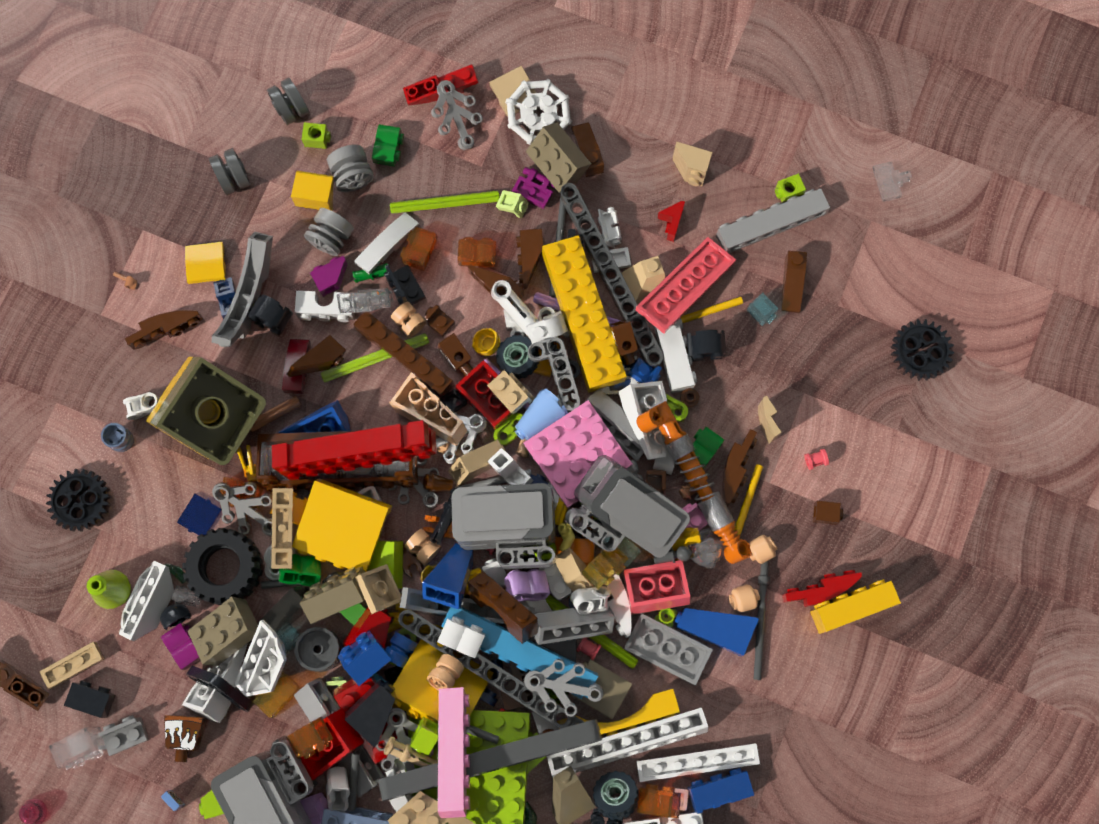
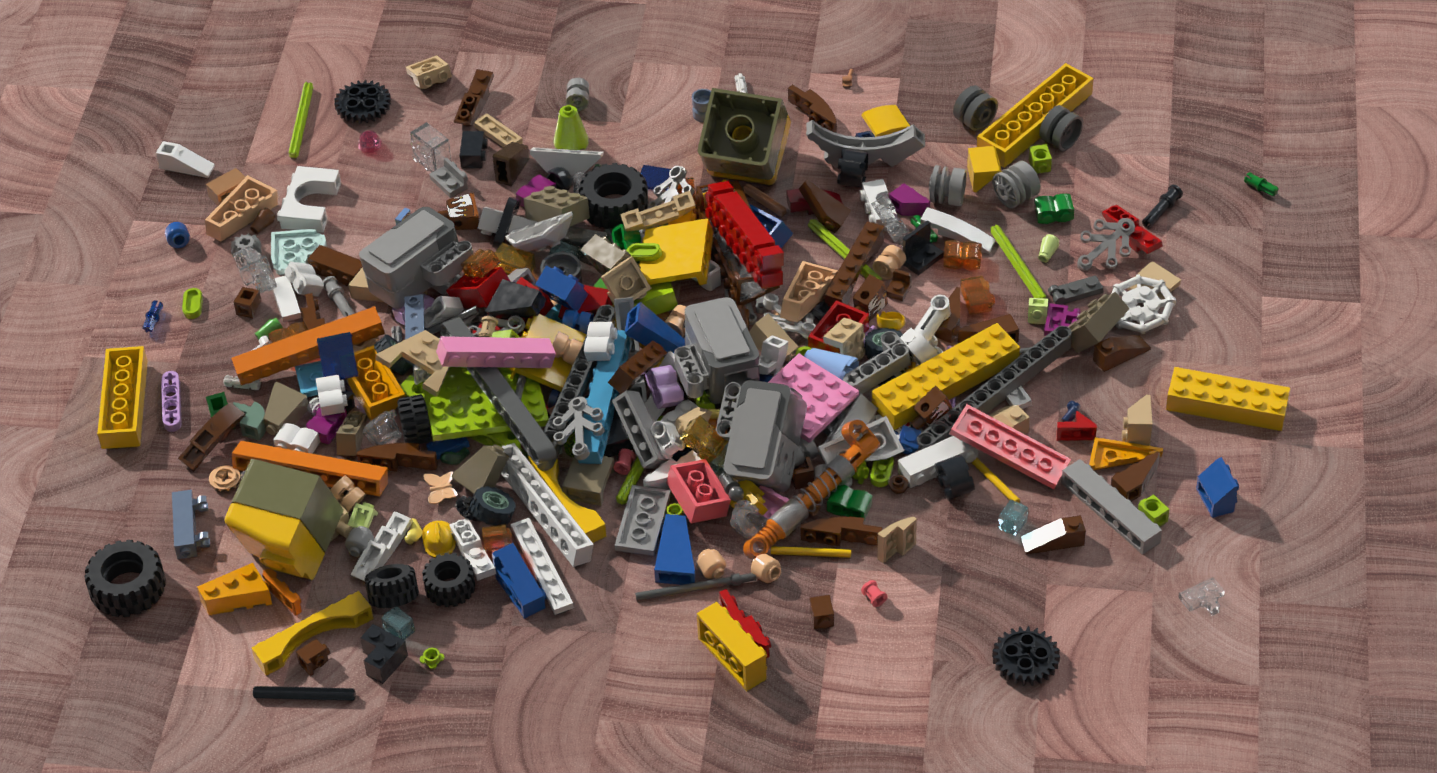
camera: 75 degrees right, 30 degrees down
(47, 565) = (578, 93): none -> light grey wheel
(66, 489) = (640, 98): black gear -> none
(99, 391) = (740, 83): none -> white axle
(127, 662) = (510, 162): none -> dark brown slope
(255, 118) = (1021, 124): none -> yellow brick
(328, 557) = (645, 251): none -> lime tile
(412, 43) = (1166, 202): none -> black pin
(436, 168) = (1048, 247): none -> yellowish green cone
(496, 161) = (1075, 290): none -> dark grey plate
(609, 233) = (1045, 381): white hinge -> none
(650, 215) = (1072, 408): none -> dark blue arm
(677, 79) = (1228, 398): none -> yellow brick
(709, 200) = (1114, 453): none -> light orange wing
(750, 191) = (1134, 479): none -> reddish brown slope
(785, 125) = (1218, 488): none -> blue slope

